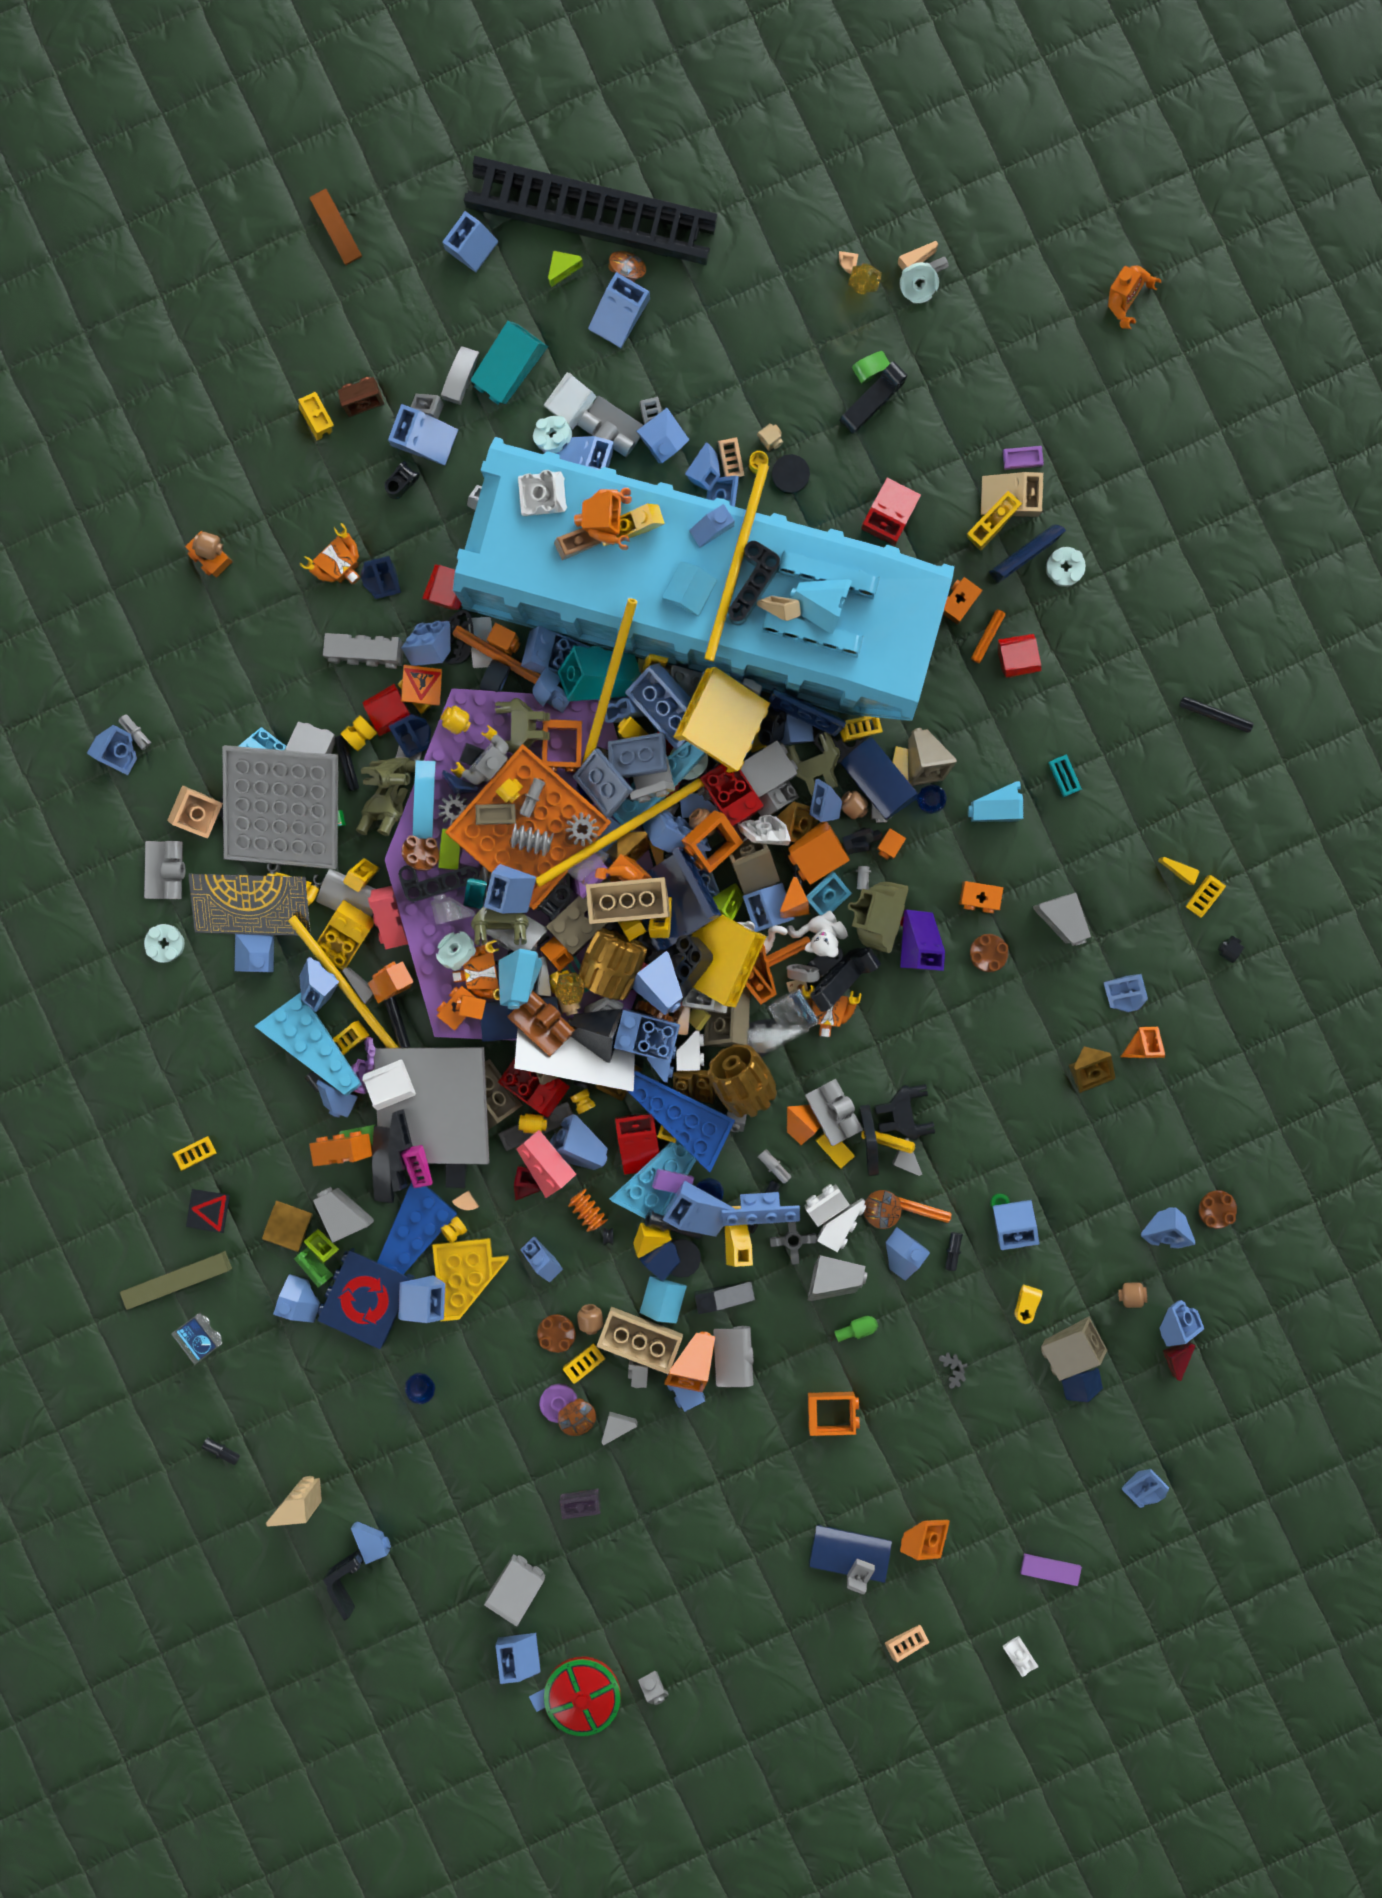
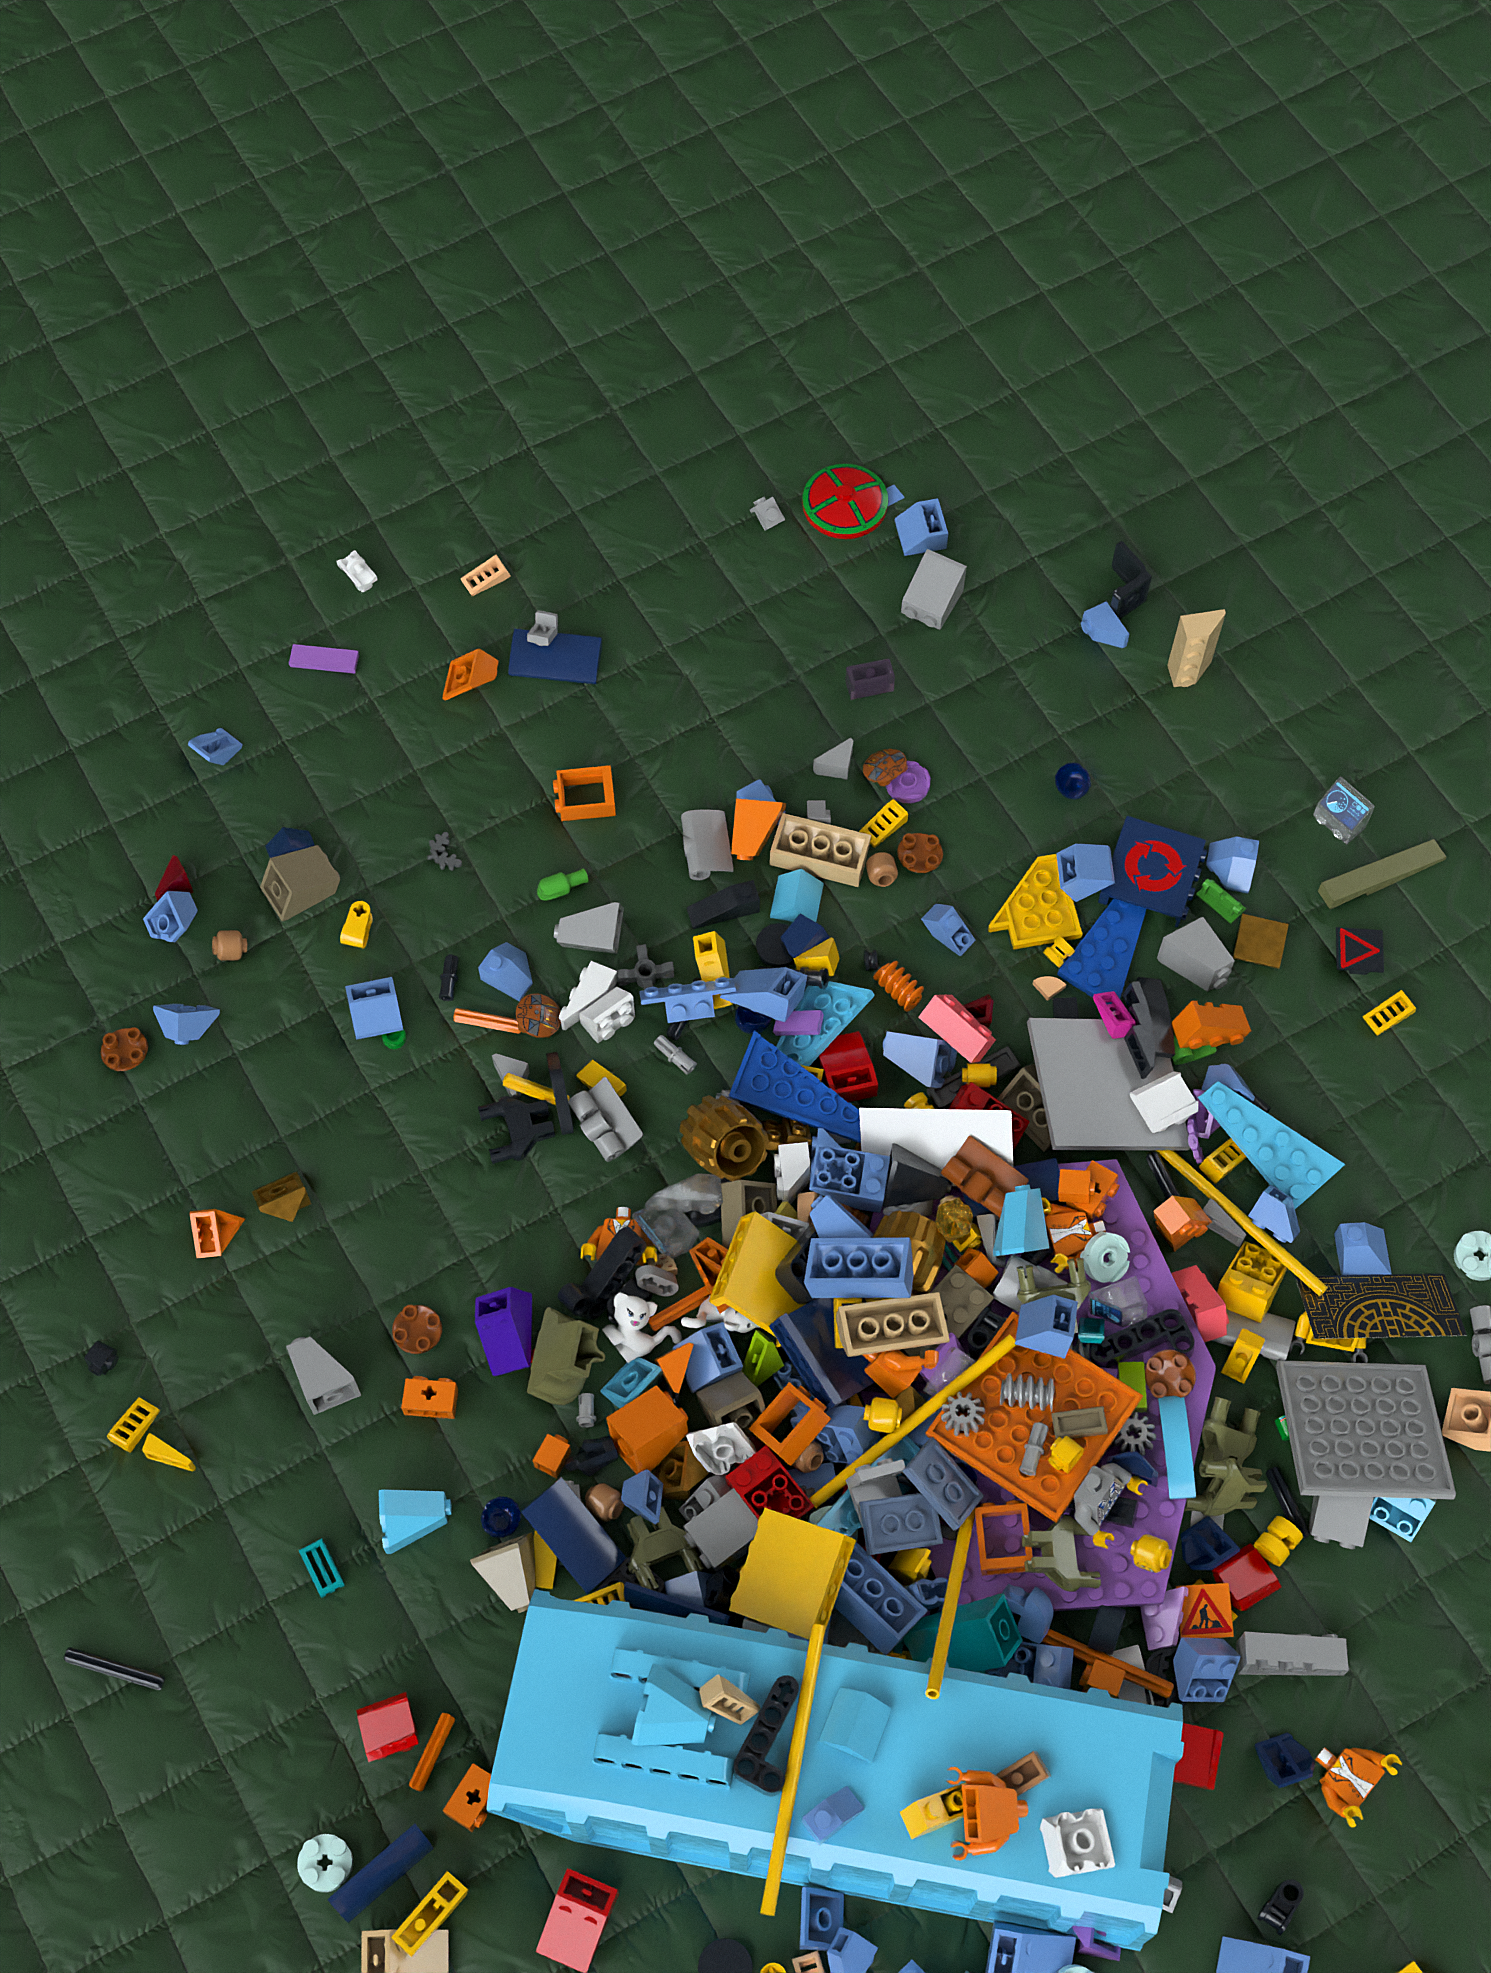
camera: 175 degrees right, 25 degrees down
(220, 1451) = (1292, 702): black axle -> none
(320, 1246) = (1217, 919): lime slope -> none
(453, 678) = (1163, 1621): none -> lavender wing
(642, 835) = (883, 1415): none -> yellow head
(648, 948) = (859, 1268): none -> medium blue slope
(801, 1122) = (644, 1104): orange slope -> none
(1126, 993) = (238, 1294): medium blue slope -> none

